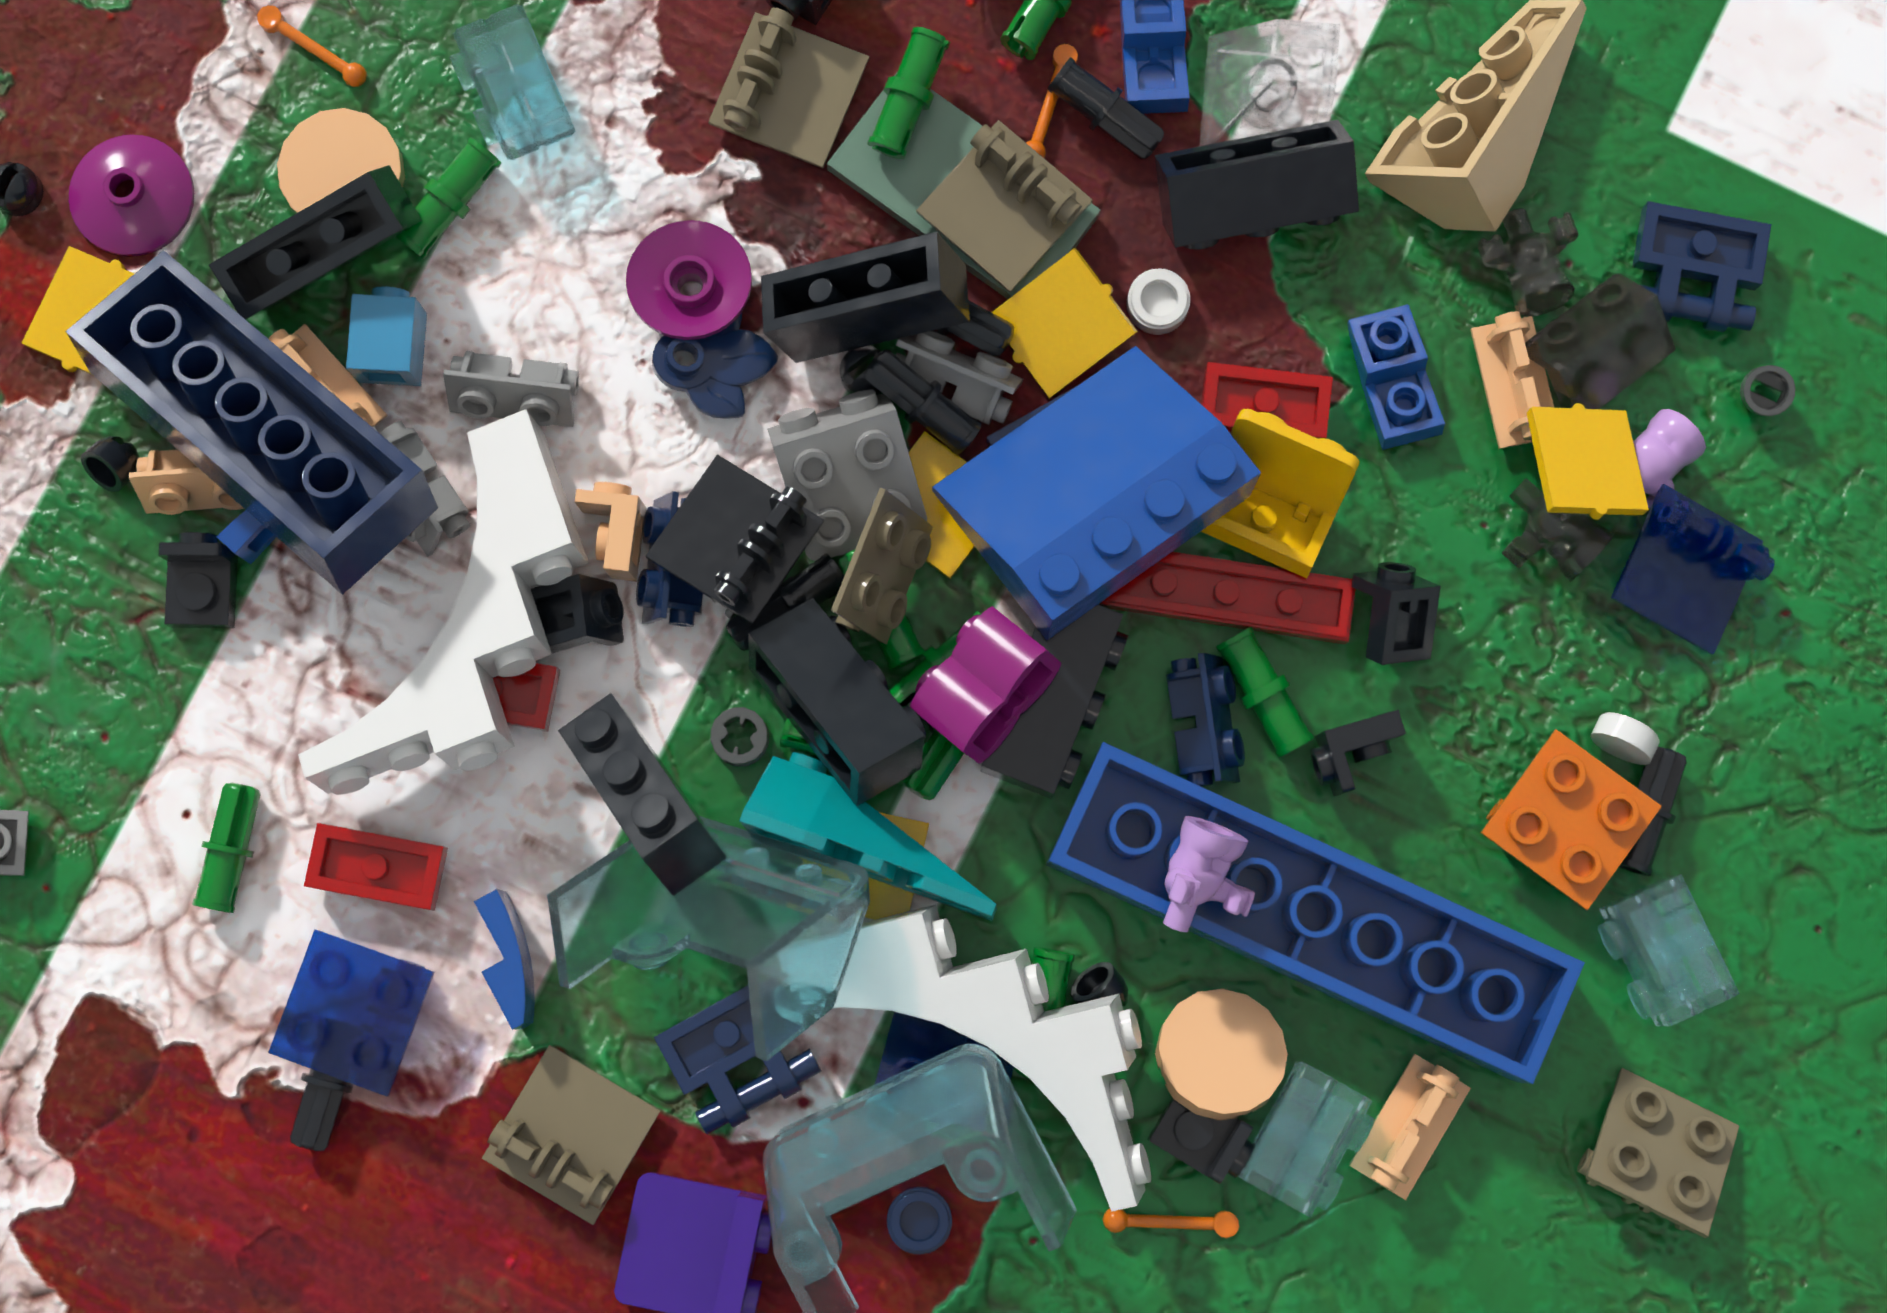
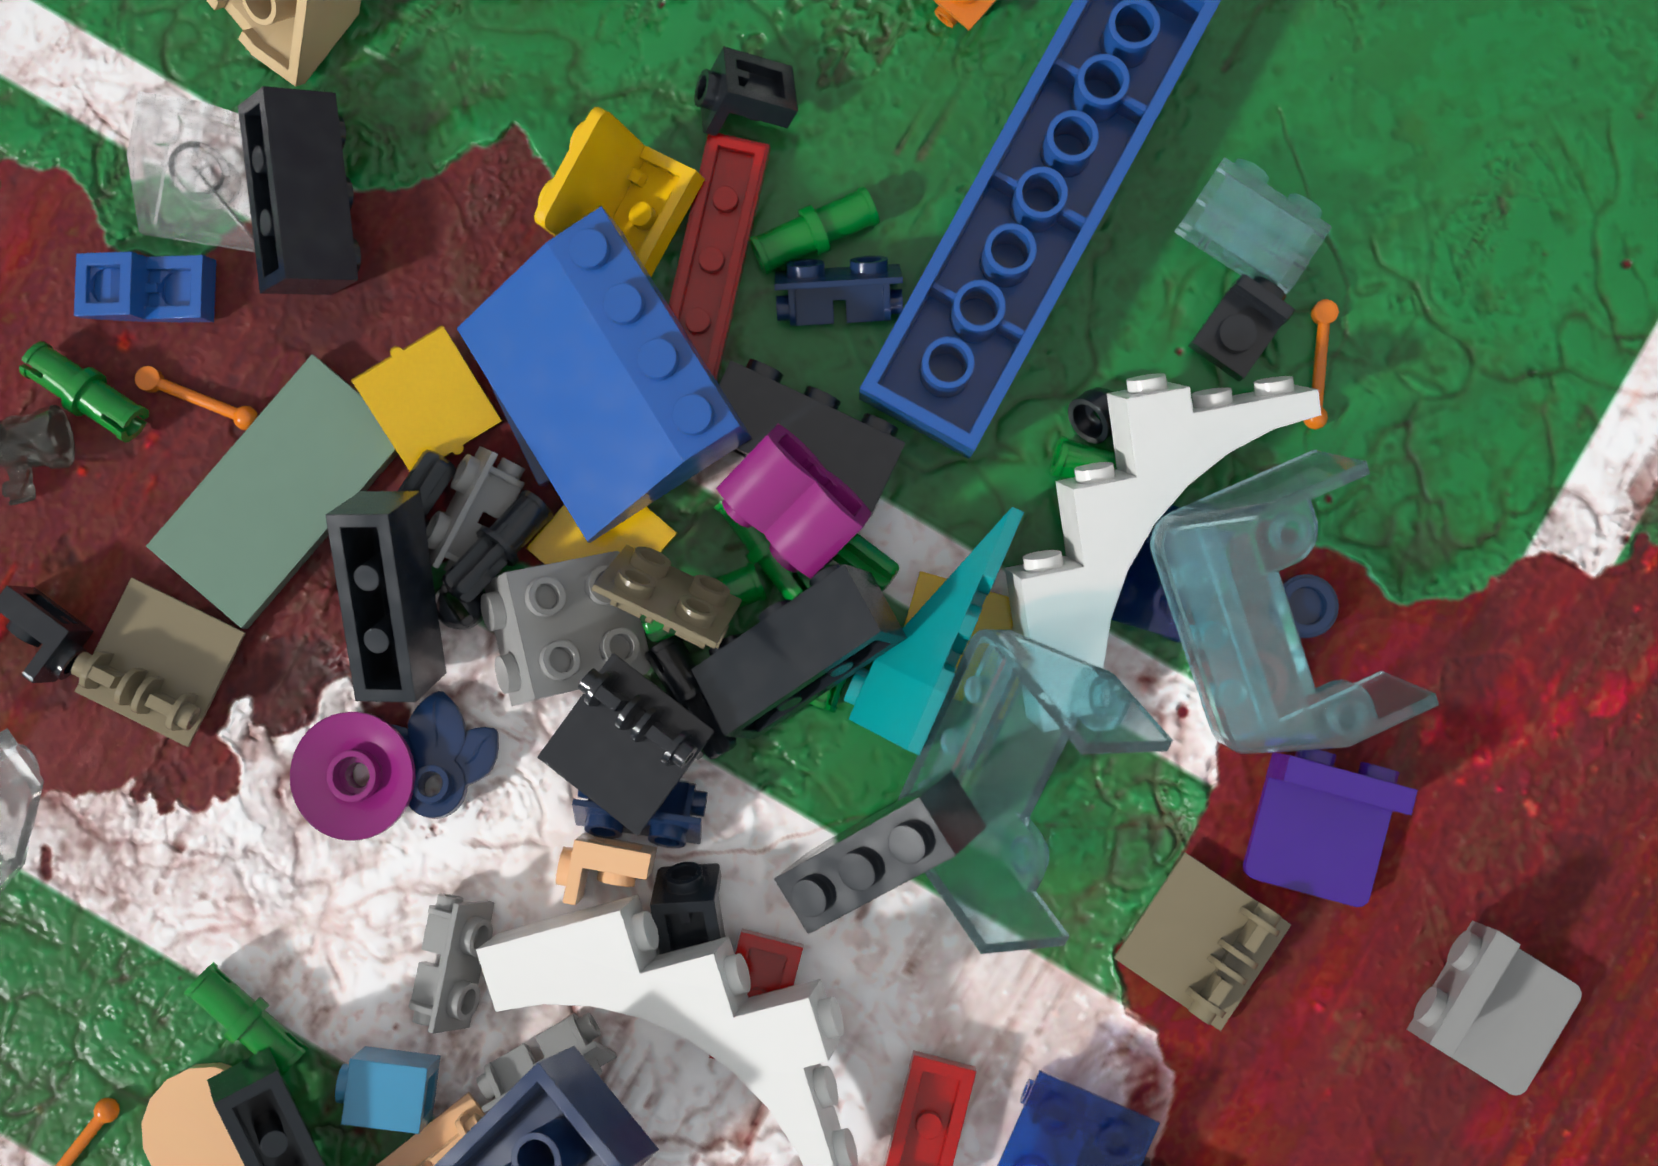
camera: 80 degrees left, 5 degrees up
(513, 83) = (127, 946): clear light blue brick -> none
(513, 976) = (1051, 992): blue slope -> none
(719, 1040) = (1123, 793): dark blue plate -> none
(720, 734) = (817, 771): dark grey bush -> none
(908, 92) = (173, 538): green pin -> none
(1004, 205) = (300, 450): dark tan hinge -> none
(1106, 109) = (207, 339): black axle -> none
(1158, 301) = (411, 304): white tile -> none
(1199, 872) = (999, 300): lavender piece -> none
(1221, 1054) = (1166, 301): light nougat tile -> none
(1294, 397) = (510, 225): red plate -> none
(1363, 738) = (868, 137): black bracket -> none
(1394, 377) = (506, 77): blue slope -> none
(1410, 1126) = (1244, 126): light nougat hinge -> none

